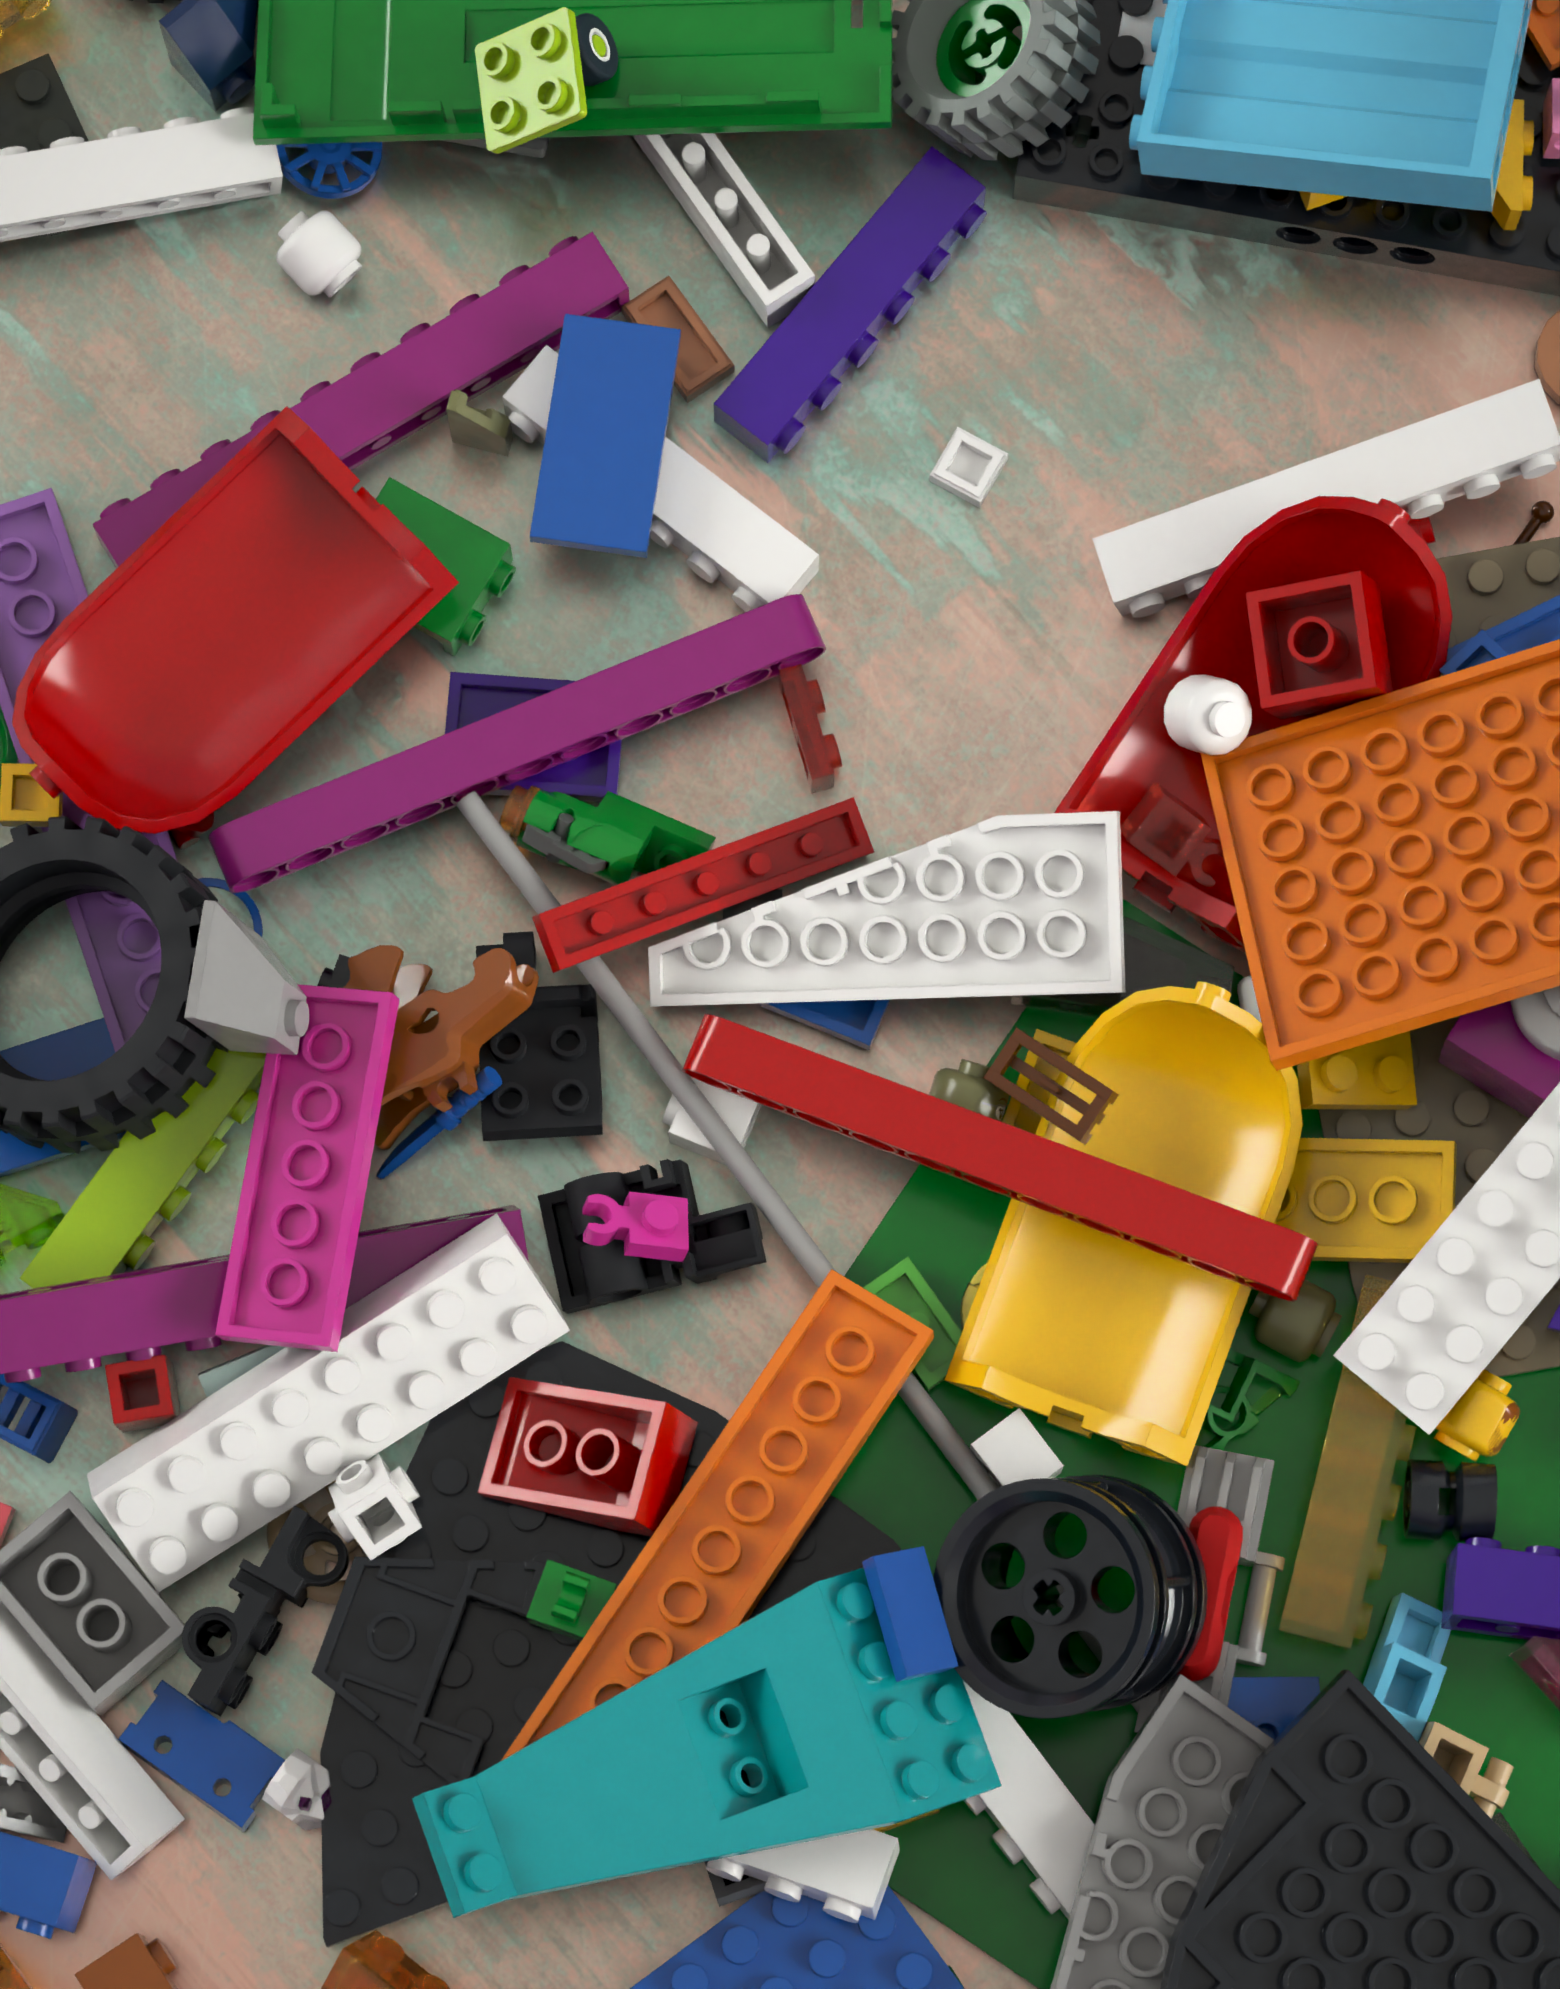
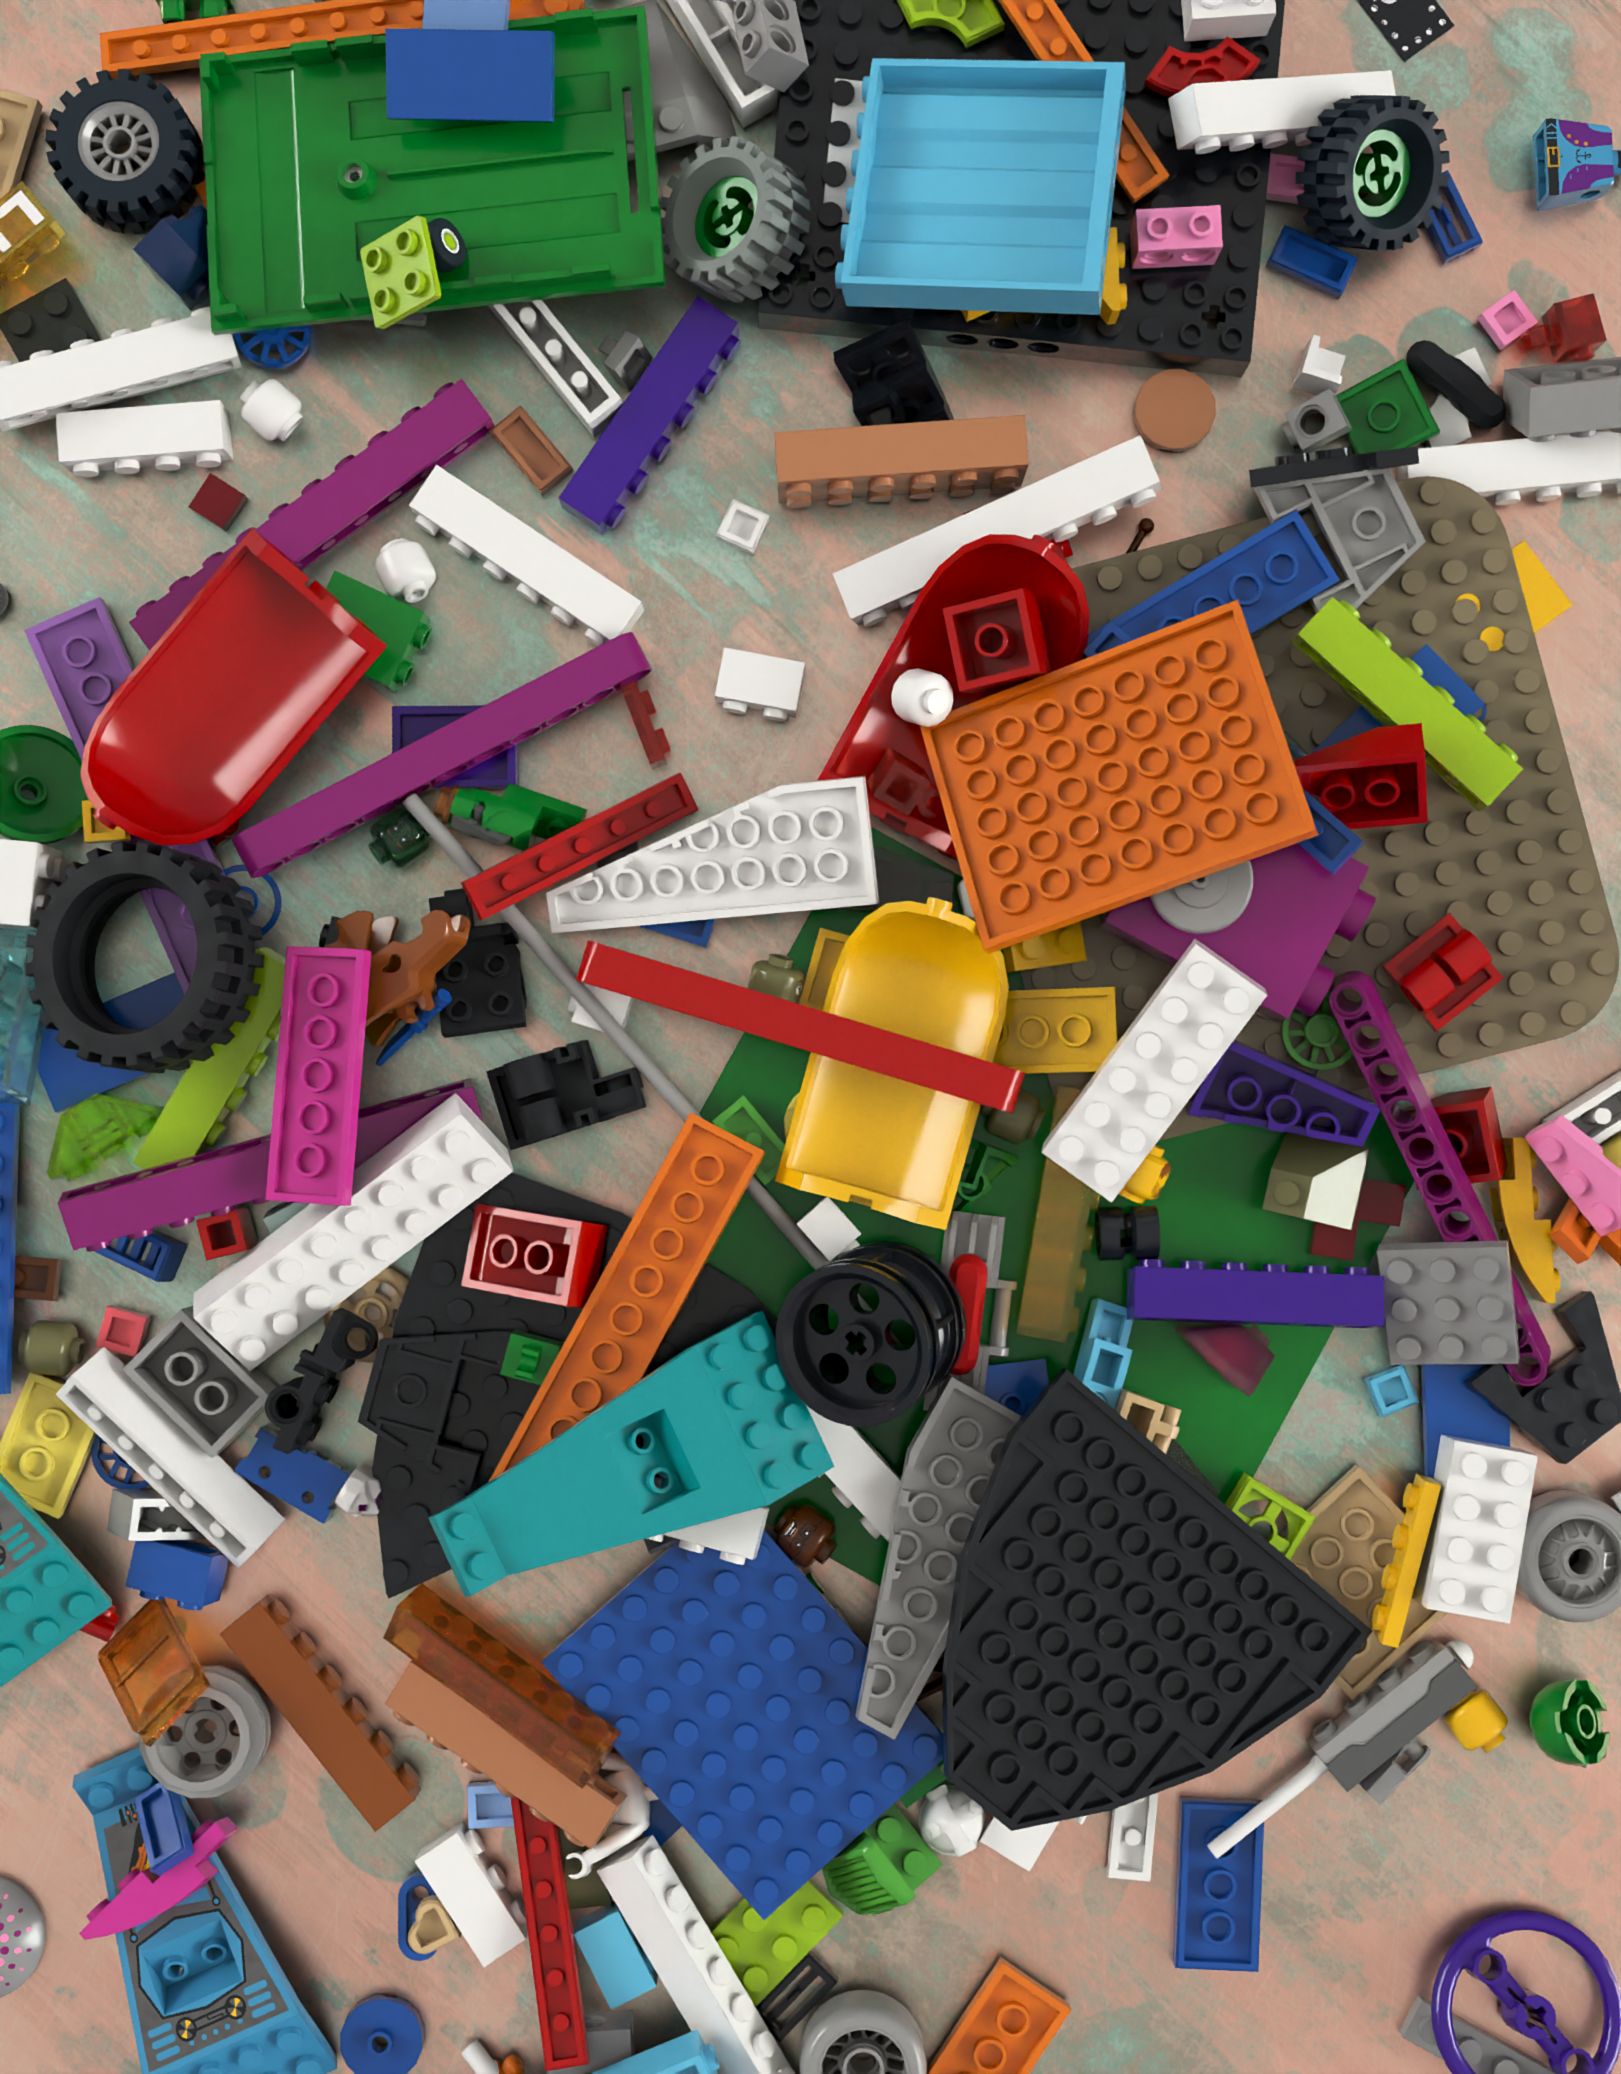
camera: 10 degrees left, 10 degrees up
(137, 277) = (144, 437): none -> white brick
(229, 373) = (218, 502): none -> dark red tile
(242, 989) = (257, 954): light grey slope -> none
(374, 1505) = (390, 1303): white brick -> none
(443, 857) = (398, 839): none -> clear green head
(478, 428) = (393, 527): olive tile -> none
(486, 485) = (405, 570): none -> white head
(605, 435) = (482, 528): blue tile -> none
(646, 1222) = (562, 1092): dark pink plate -> none
(822, 223) = (625, 358): none -> light grey tile
(910, 1613) = (761, 1361): blue tile -> none
(949, 1903) = (806, 1535): none -> reddish brown head
(976, 684) = (759, 684): none -> white brick
(1091, 1112) = (862, 989): reddish brown tile -> none
(1199, 391) = (901, 460): none -> nougat brick
(1200, 293) = (892, 379): none -> black slope

